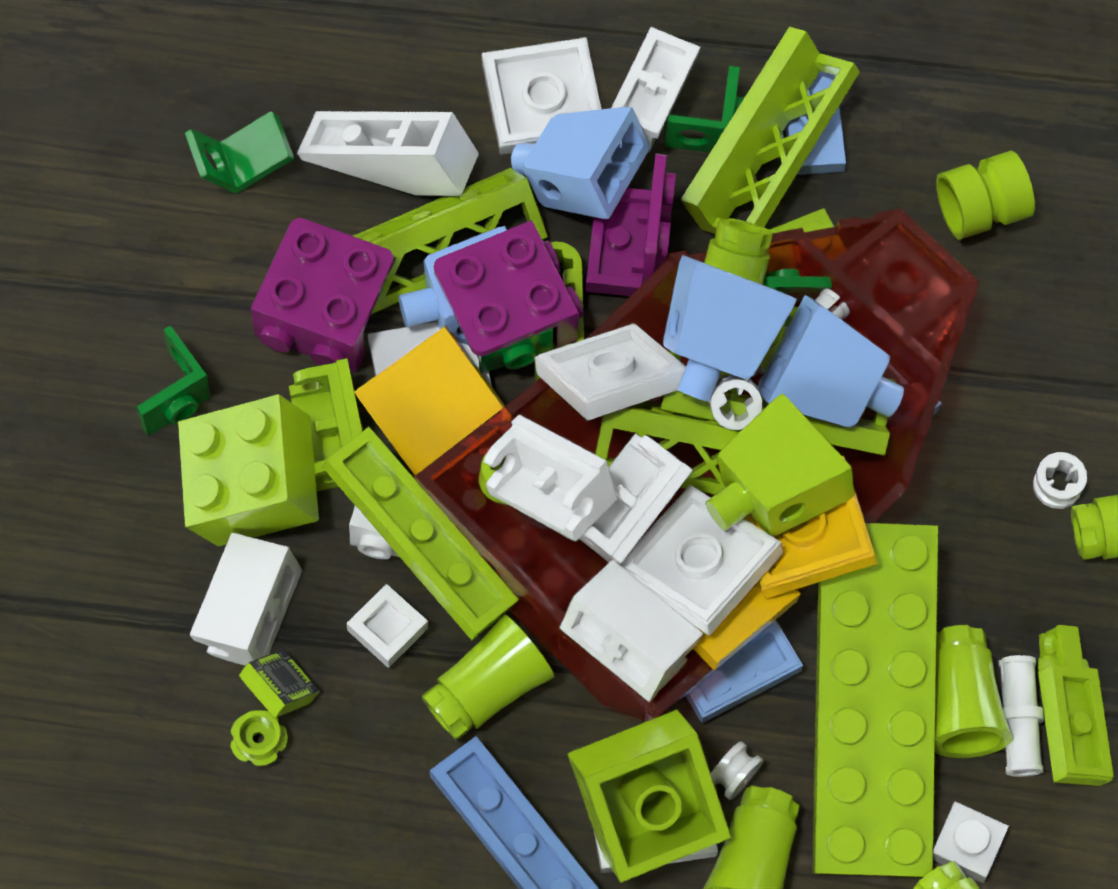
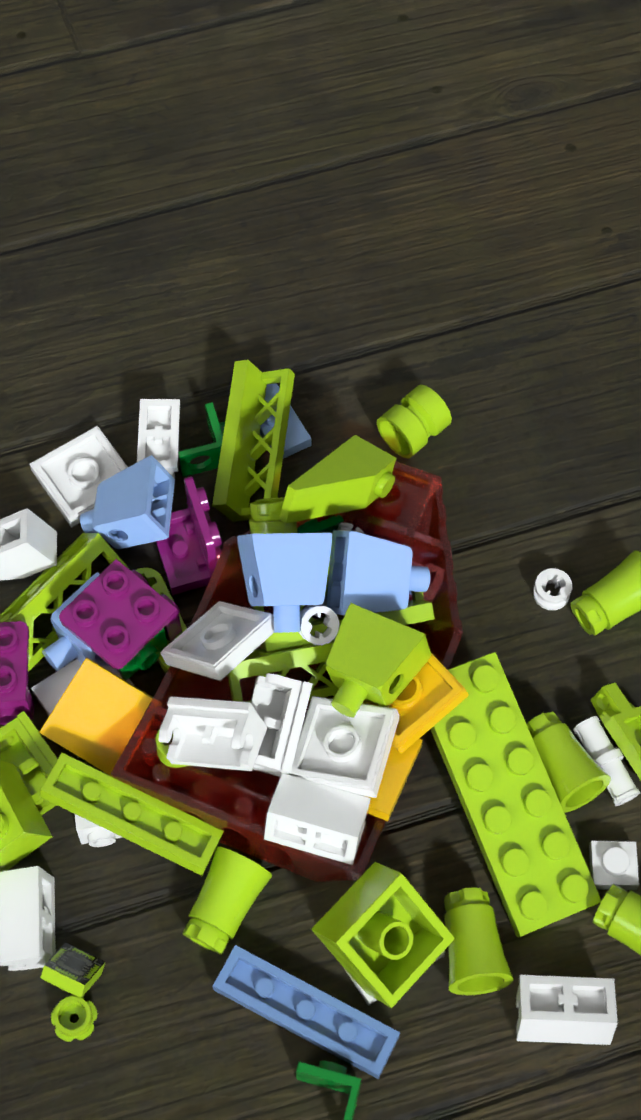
camera: 20 degrees left, 5 degrees down
(387, 625) = (134, 892): white plate -> none
(736, 770) = (431, 885): white bush -> none
(750, 671) = (411, 809): light blue plate -> none
(843, 239) = (340, 482): none -> lime slope

